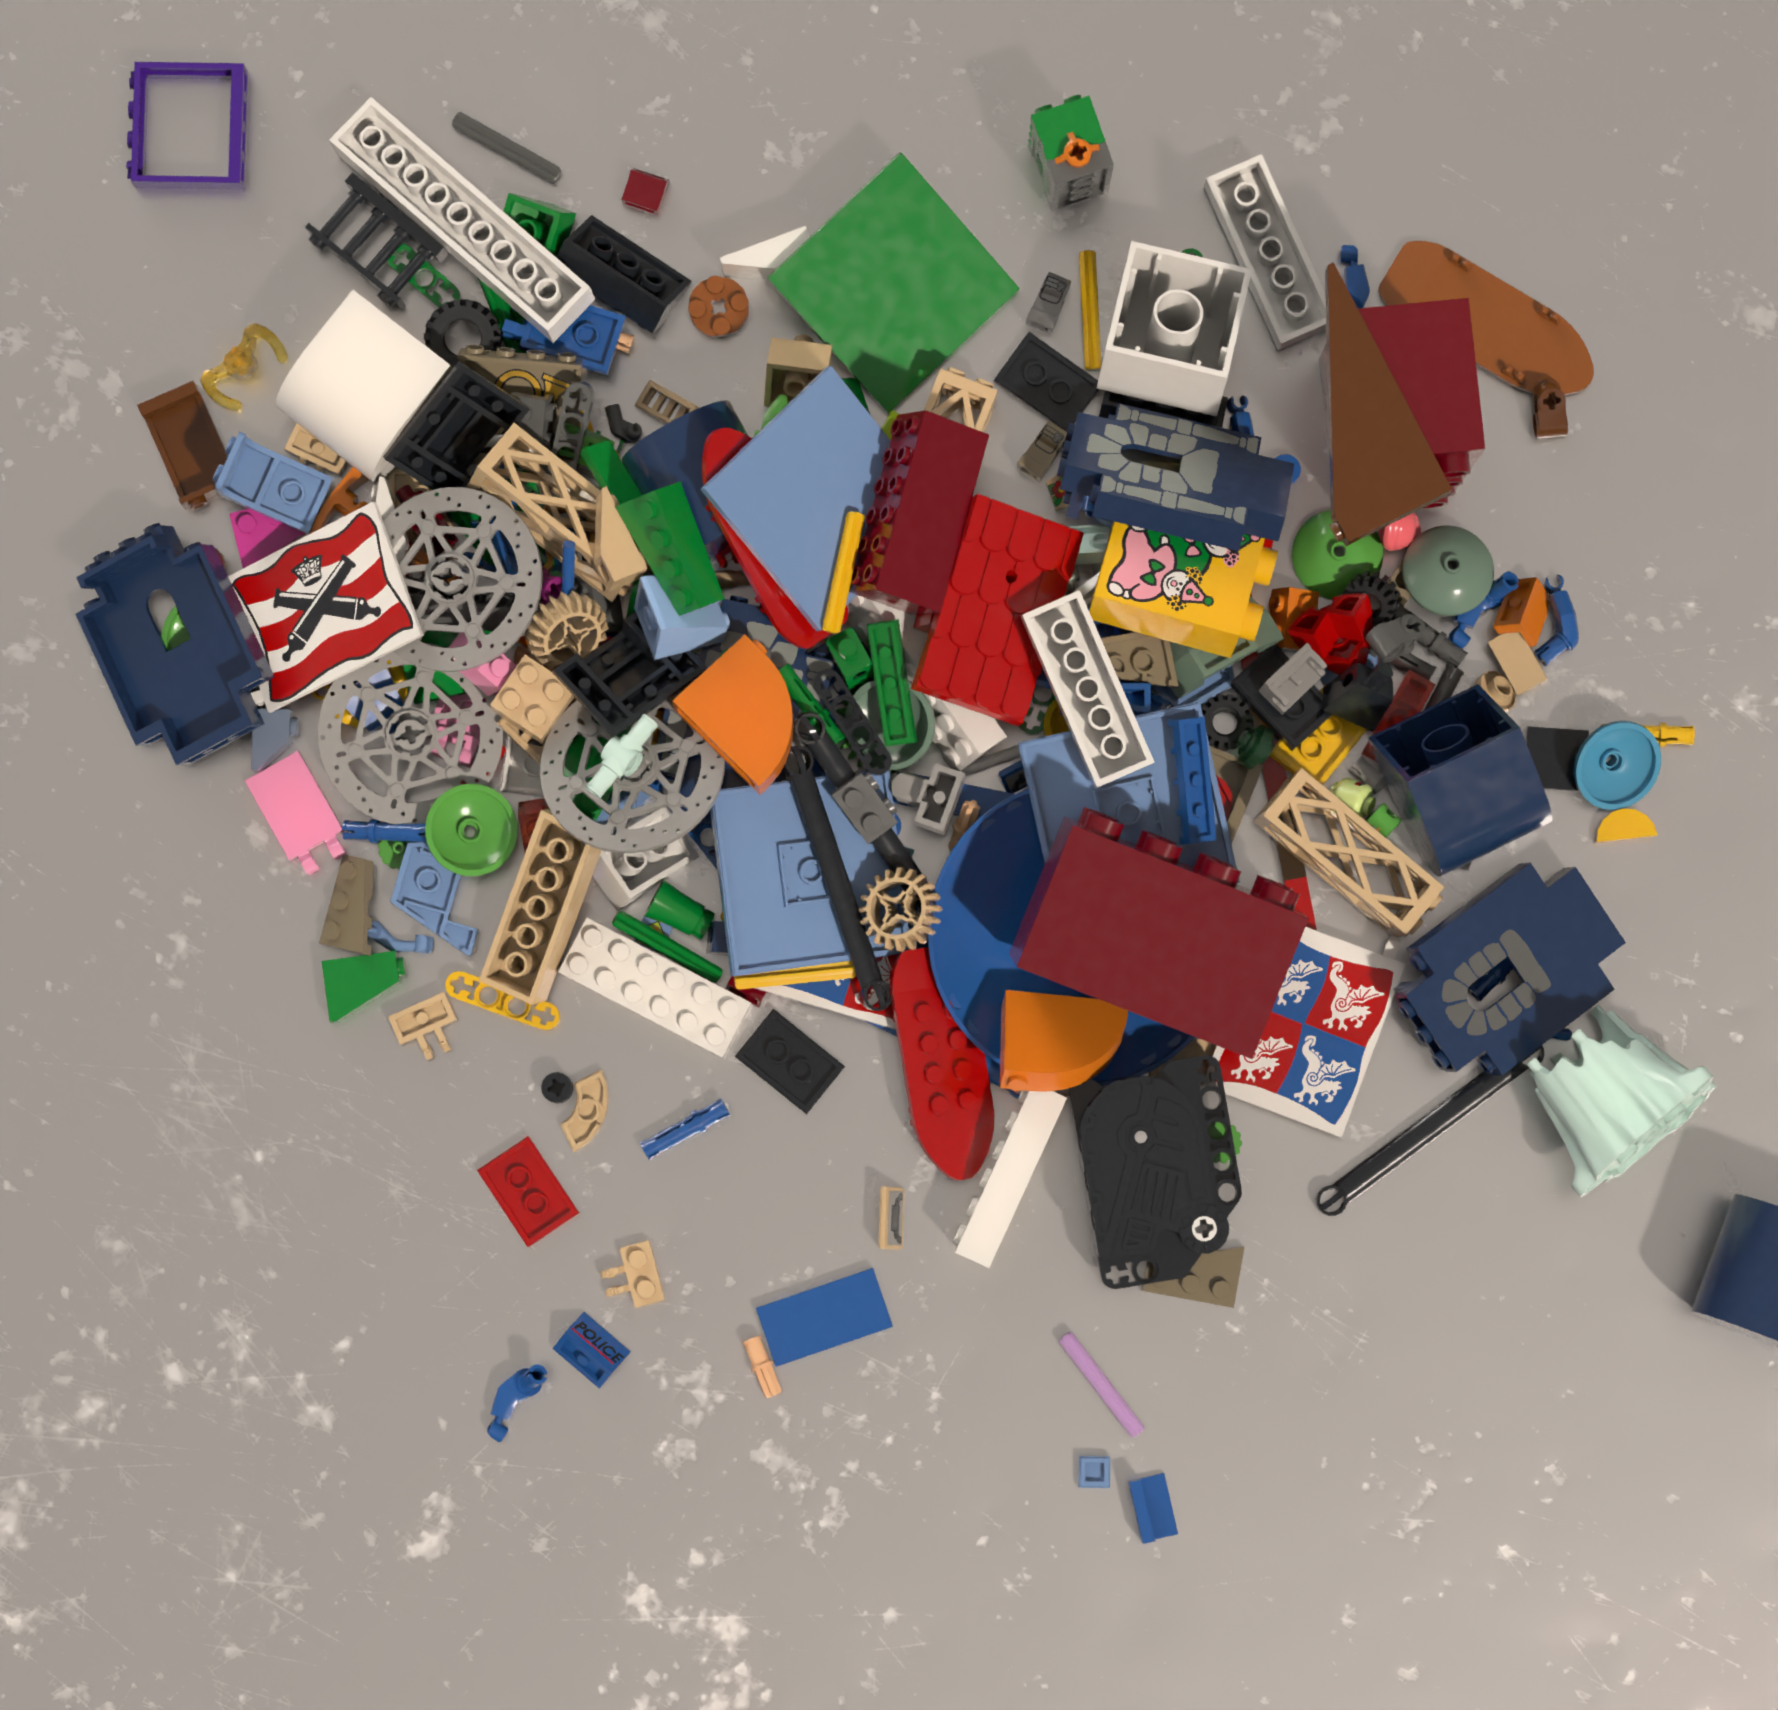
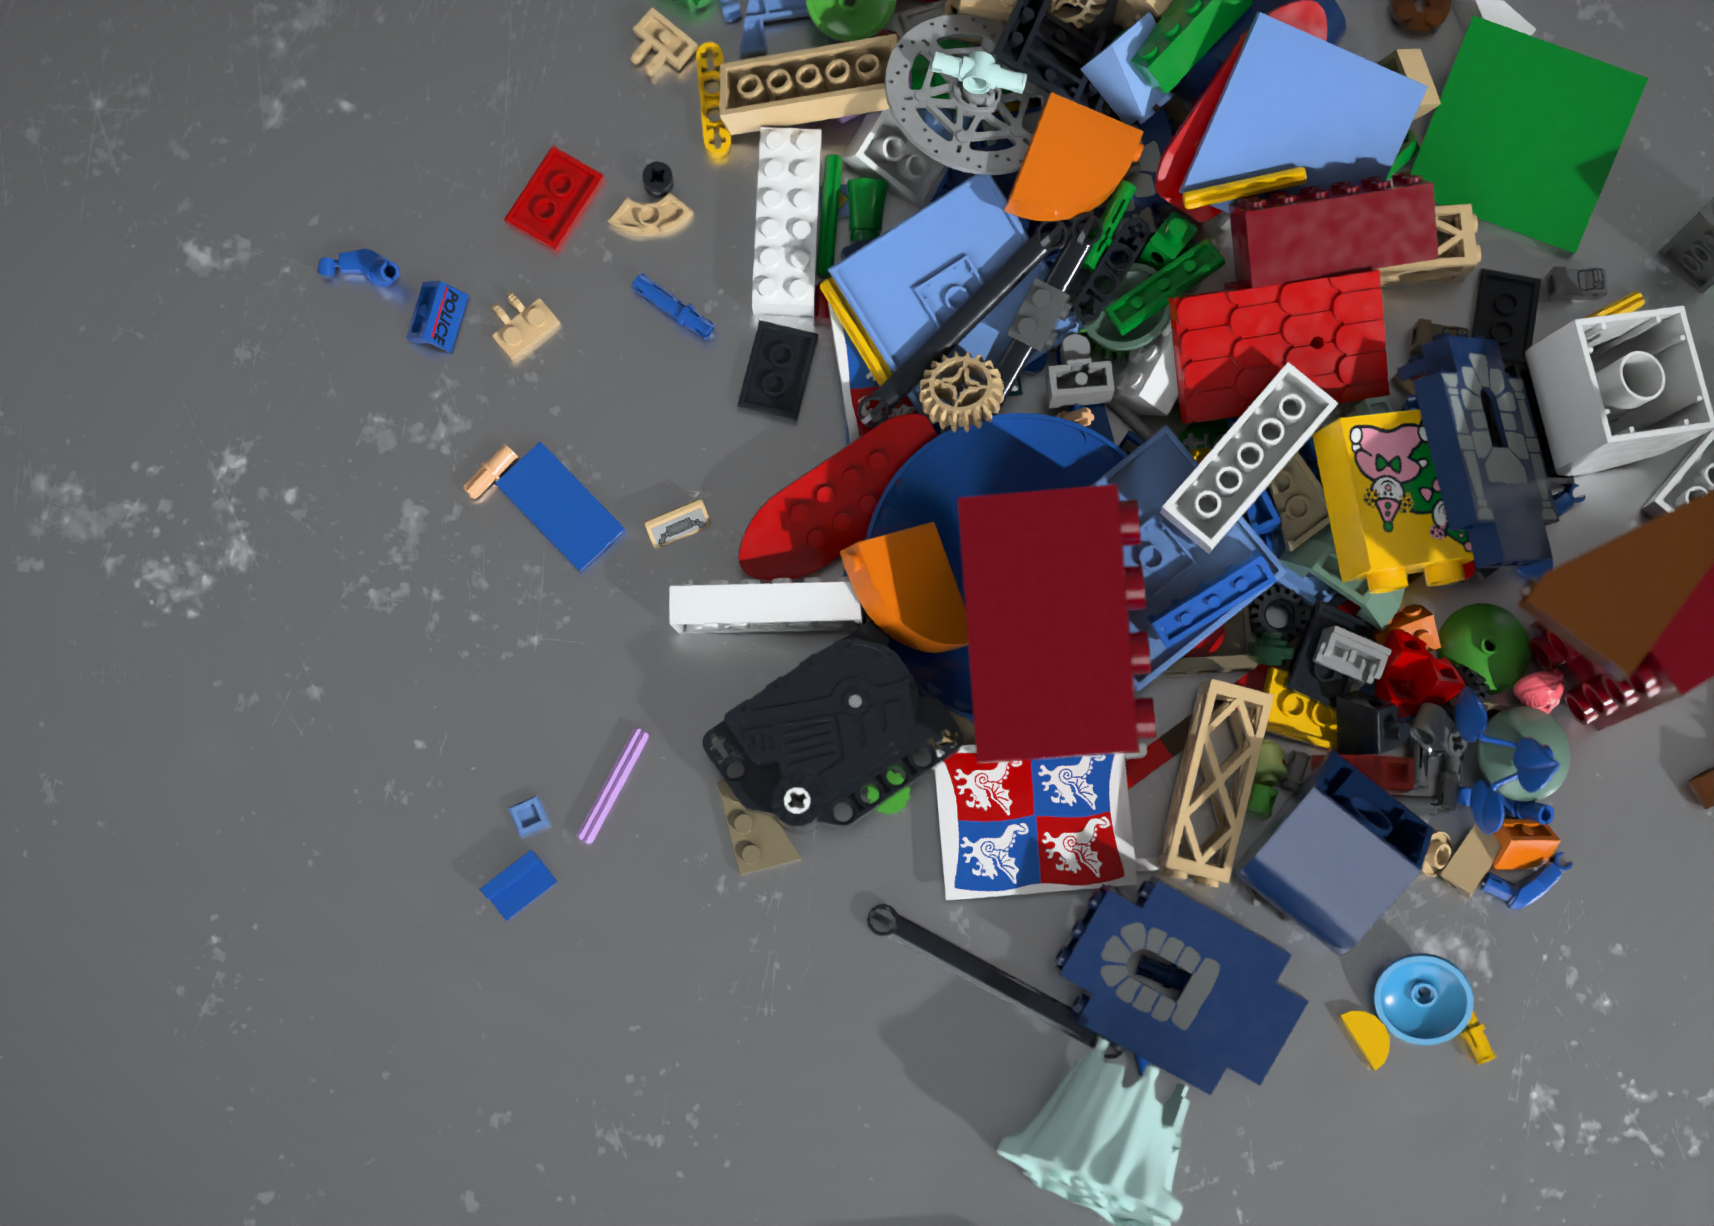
camera: 60 degrees right, 5 degrees down
(1460, 577) = (1532, 760): none -> blue plant
(1554, 755) = (1398, 934): black tile -> none

